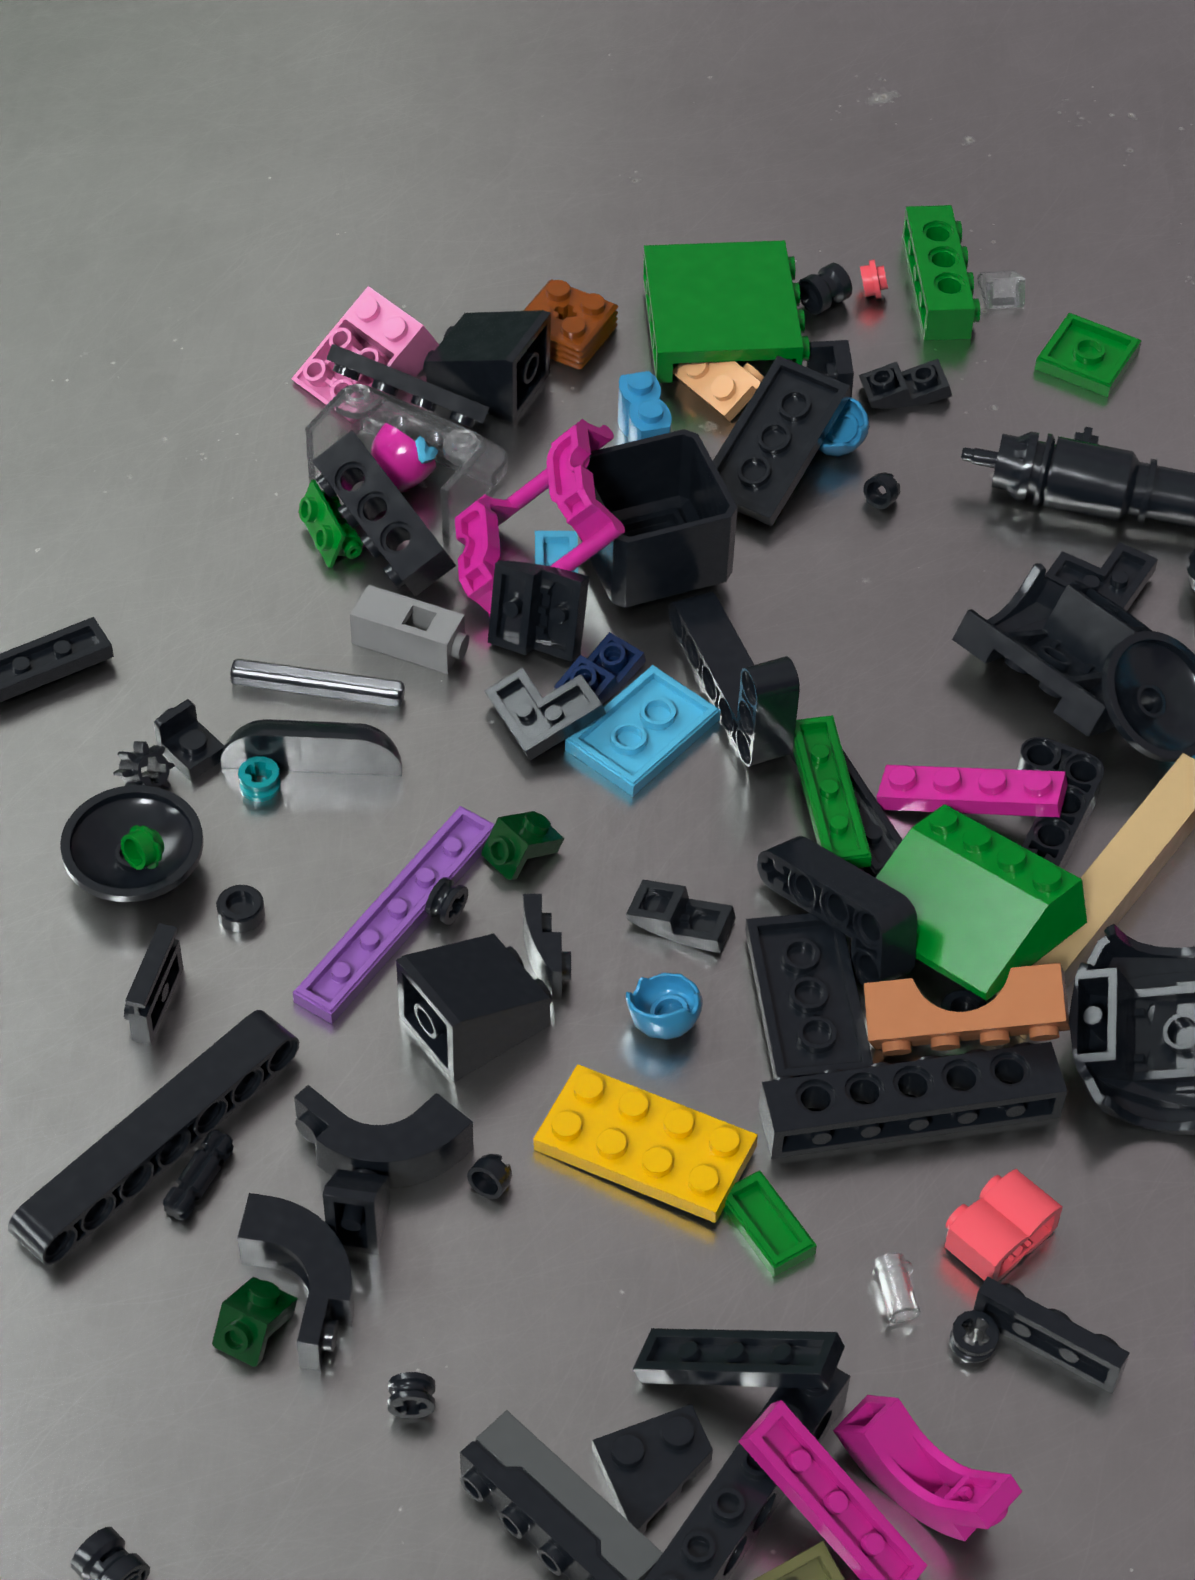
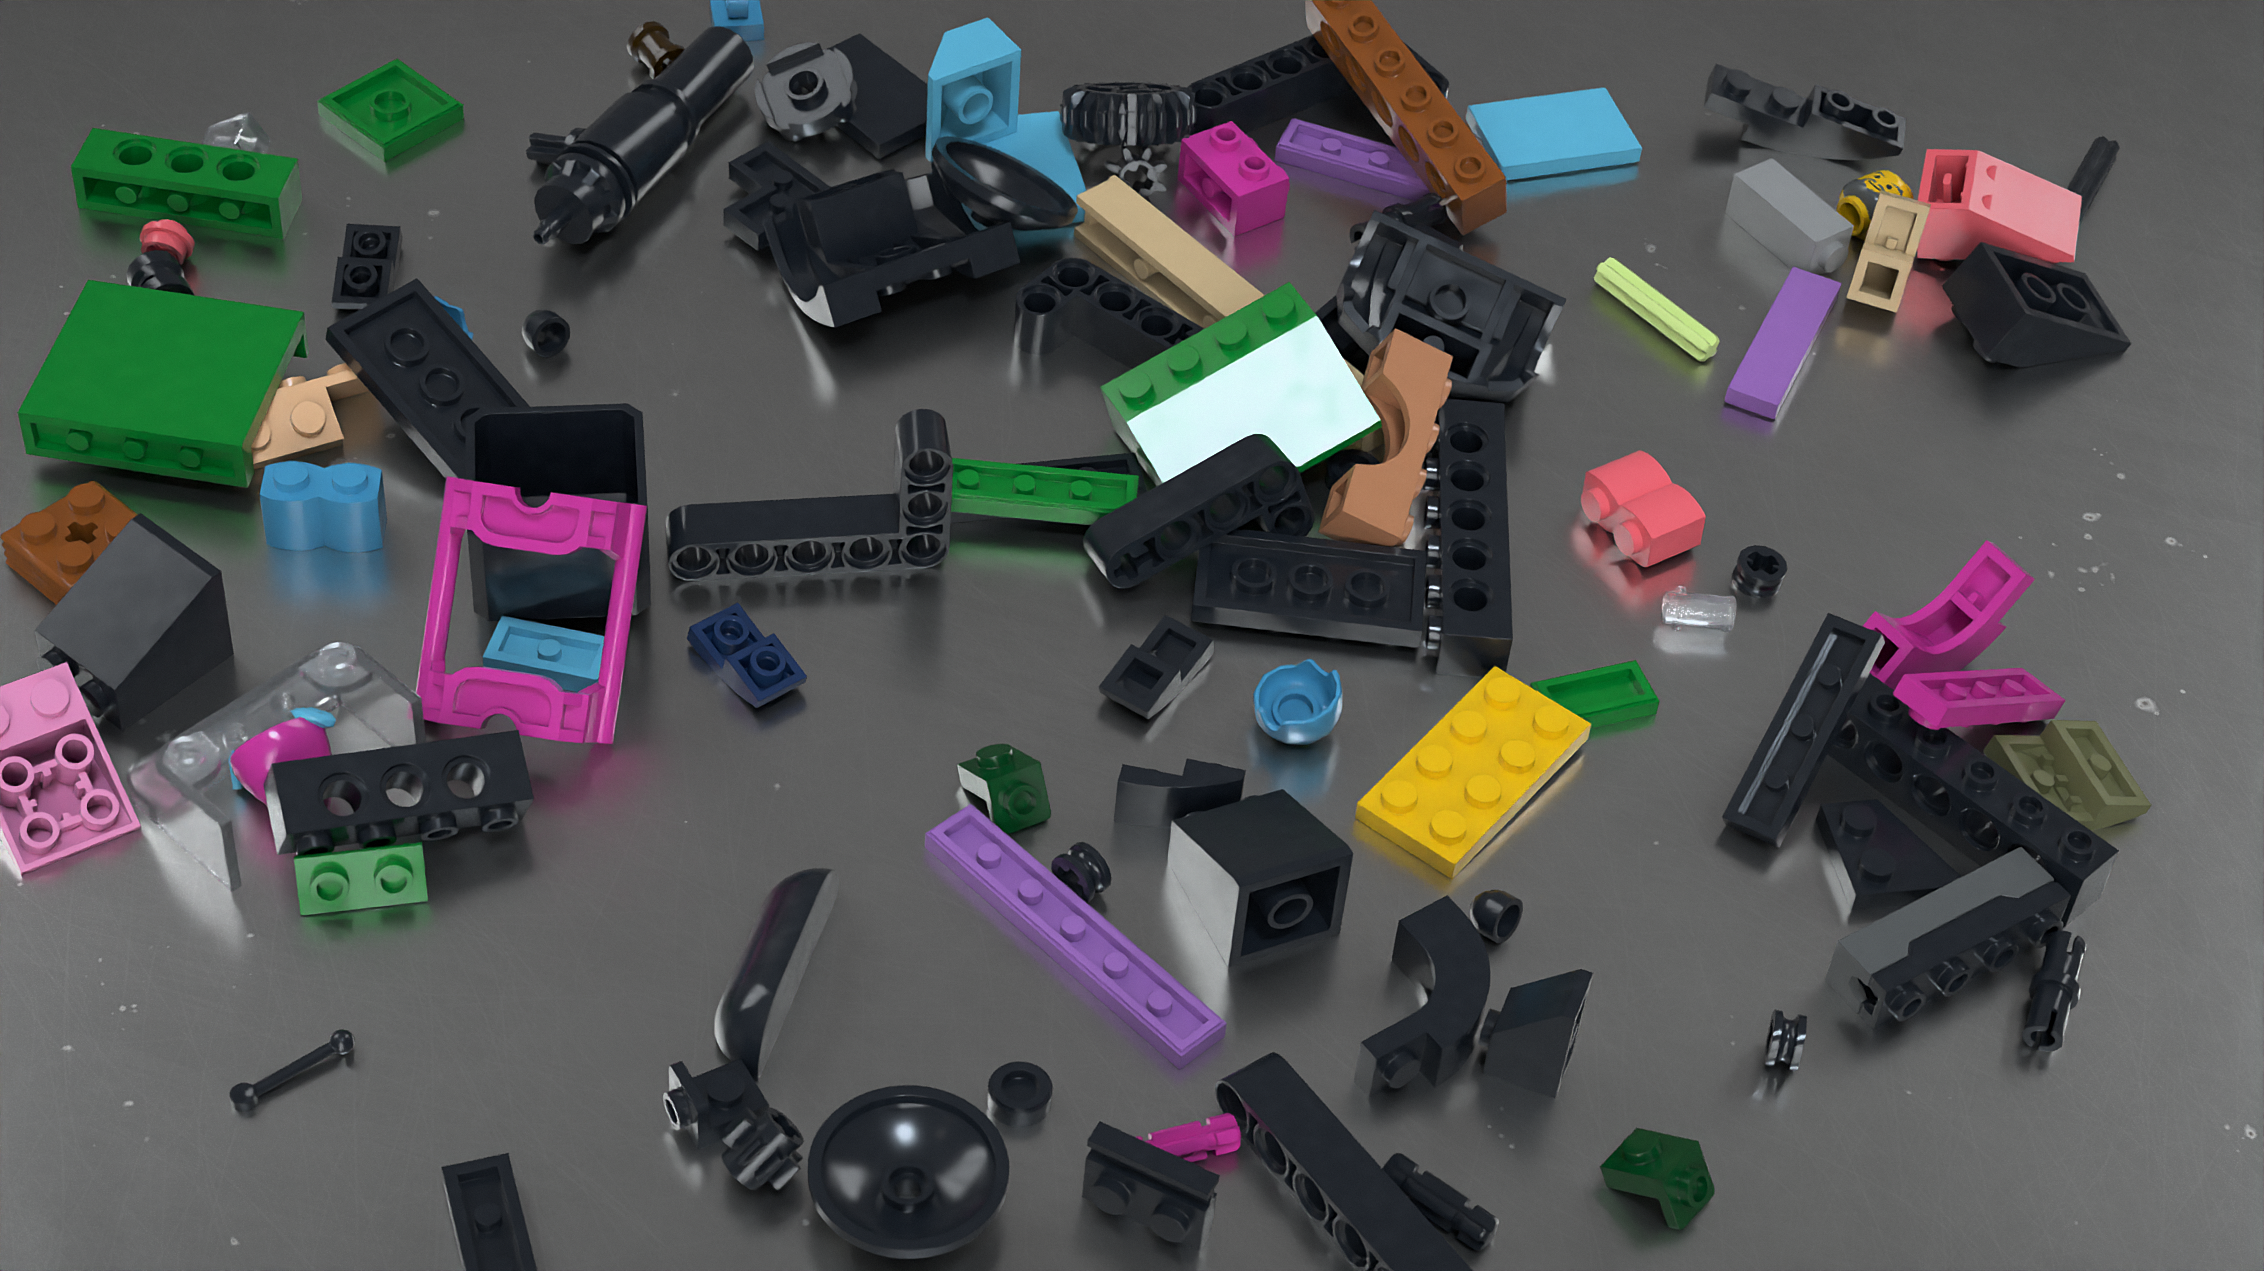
camera: 80 degrees left, 5 degrees down
(142, 847) = (948, 1141): green plate -> none
(144, 523) = (245, 1095): none -> black hinge
(209, 1000) = (1193, 1141): none -> dark pink axle
(262, 790) = (814, 1048): teal bush -> none
(303, 1245) = (1604, 1093): black arch -> none
(317, 682) = (652, 945): axle -> none
(391, 380) = (173, 710): black plate -> none
(408, 629) = (604, 822): light grey brick -> none
(538, 609) = (650, 669): black slope -> none
(547, 720) = (815, 726): plate -> none
(643, 730) = (852, 641): medium azure tile -> none
(832, 360) = (321, 304): black bracket -> none
(973, 790) = (1067, 372): dark pink plate -> none
(1052, 1334) = (1775, 507): black plate -> none

